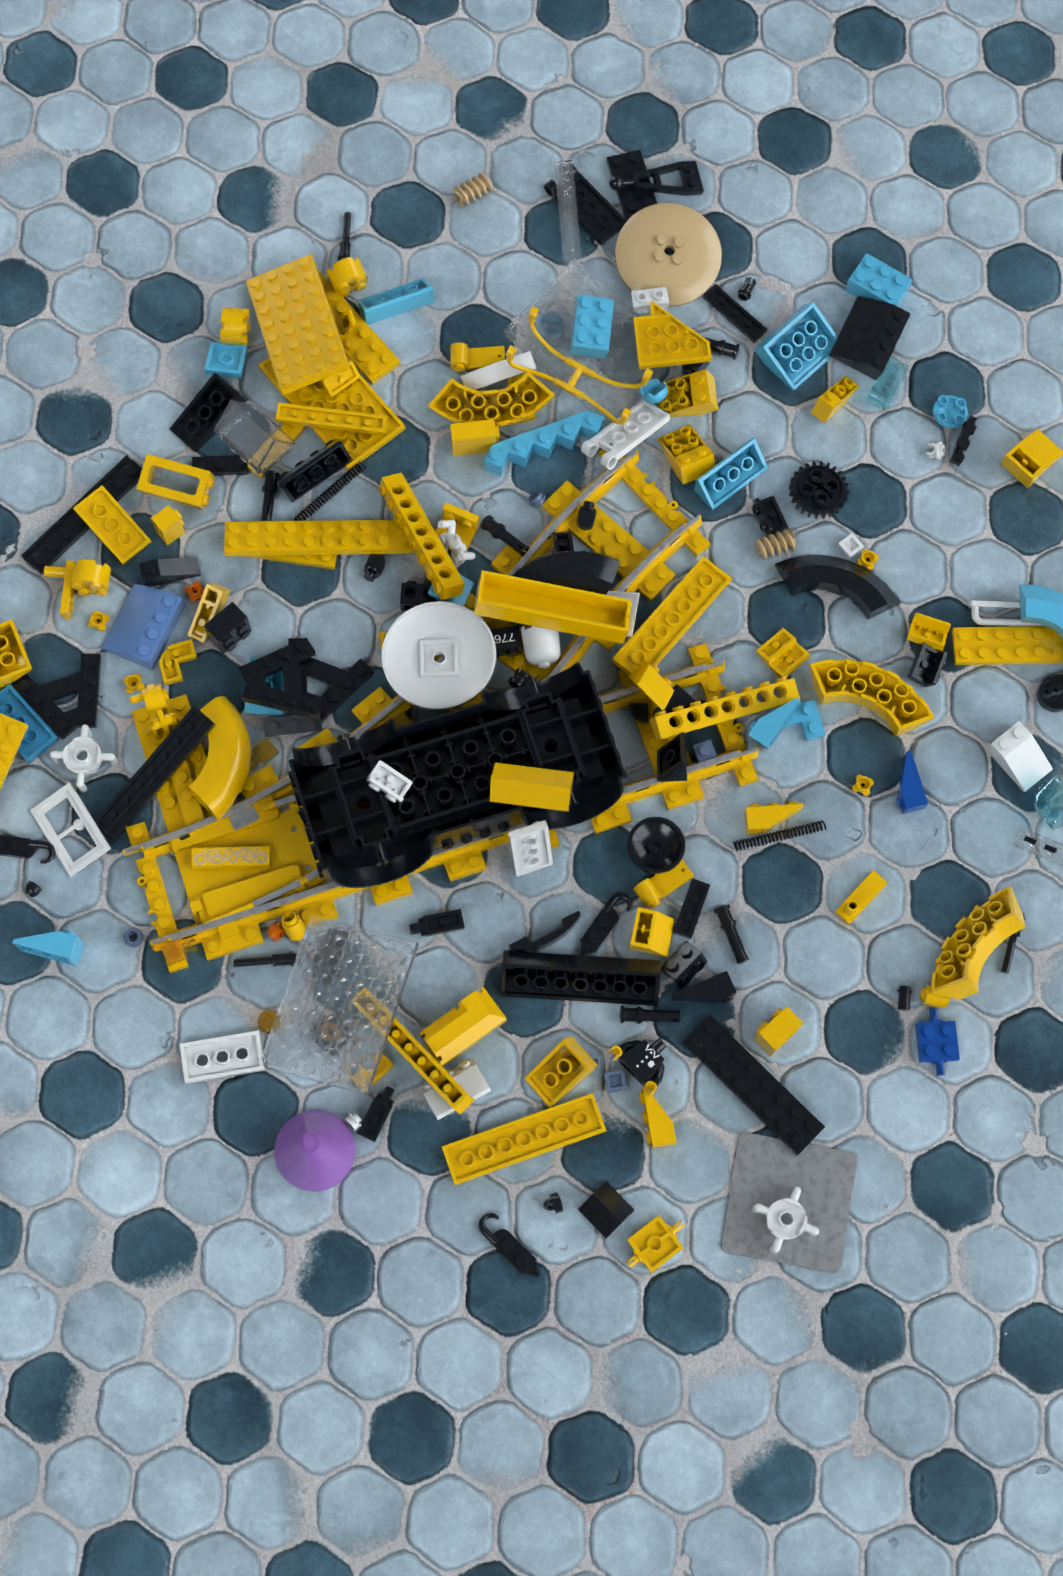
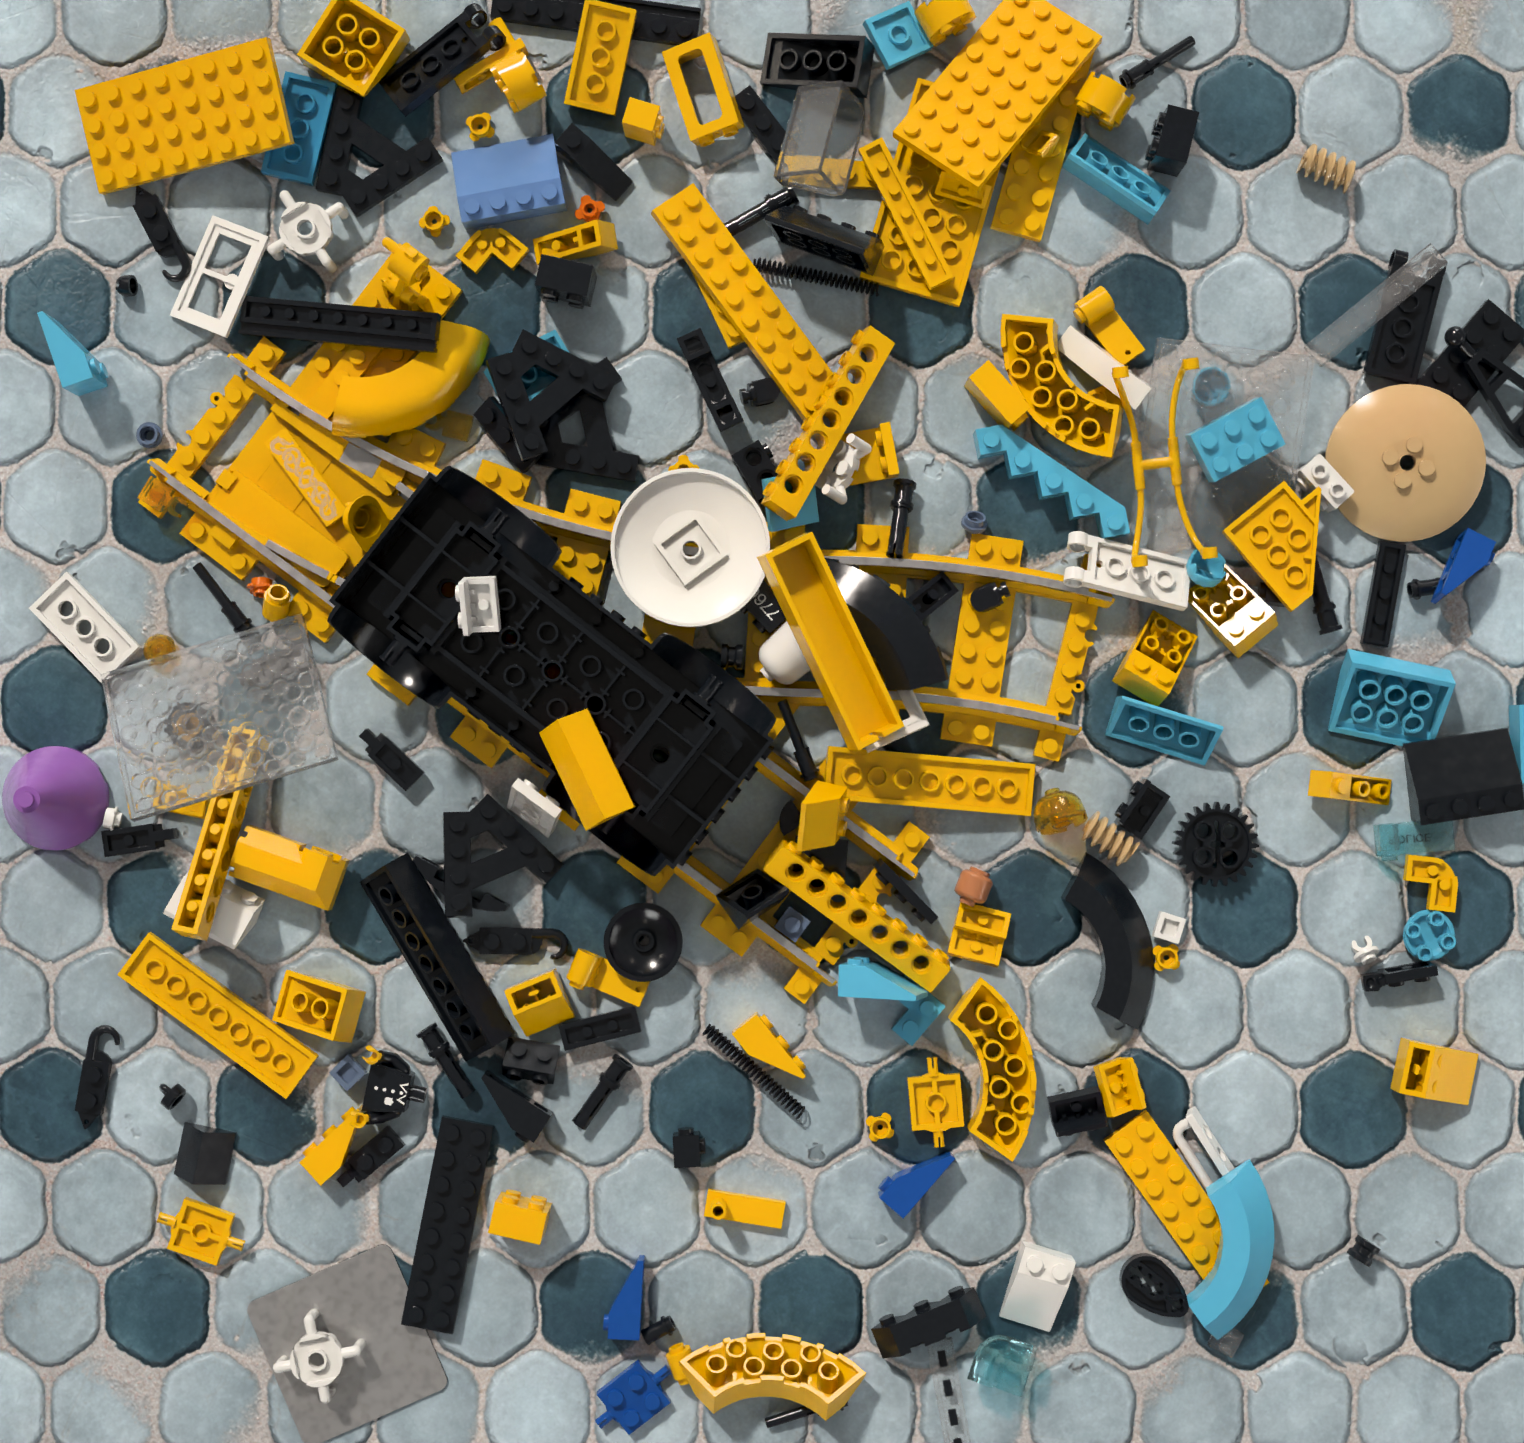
camera: 60 degrees right, 15 degrees up
(43, 615) = (441, 59): none -> black hinge
(284, 836) = (364, 520): none -> yellow piece
(346, 591) = (709, 380): none -> black slope
(397, 255) = (1172, 140): none -> black brick
(549, 885) = (520, 852): none -> black plate
(609, 679) = (801, 753): none -> black pin
(678, 1103) = (371, 1156): none -> black hinge
(729, 676) = (904, 892): none -> black plate
(740, 559) = (1057, 811): none -> clear yellow cylinder
(744, 255) = (1467, 557): none -> blue slope
(752, 636) = (973, 886): none -> nougat head
(801, 904) = (688, 1148): none -> black brick
(868, 742) = (935, 1102): none -> yellow plate
(877, 1006) = (626, 1310): none -> blue slope
(919, 385) = (1441, 880): none -> yellow plate
(1001, 832) = (928, 1322): none -> black brick

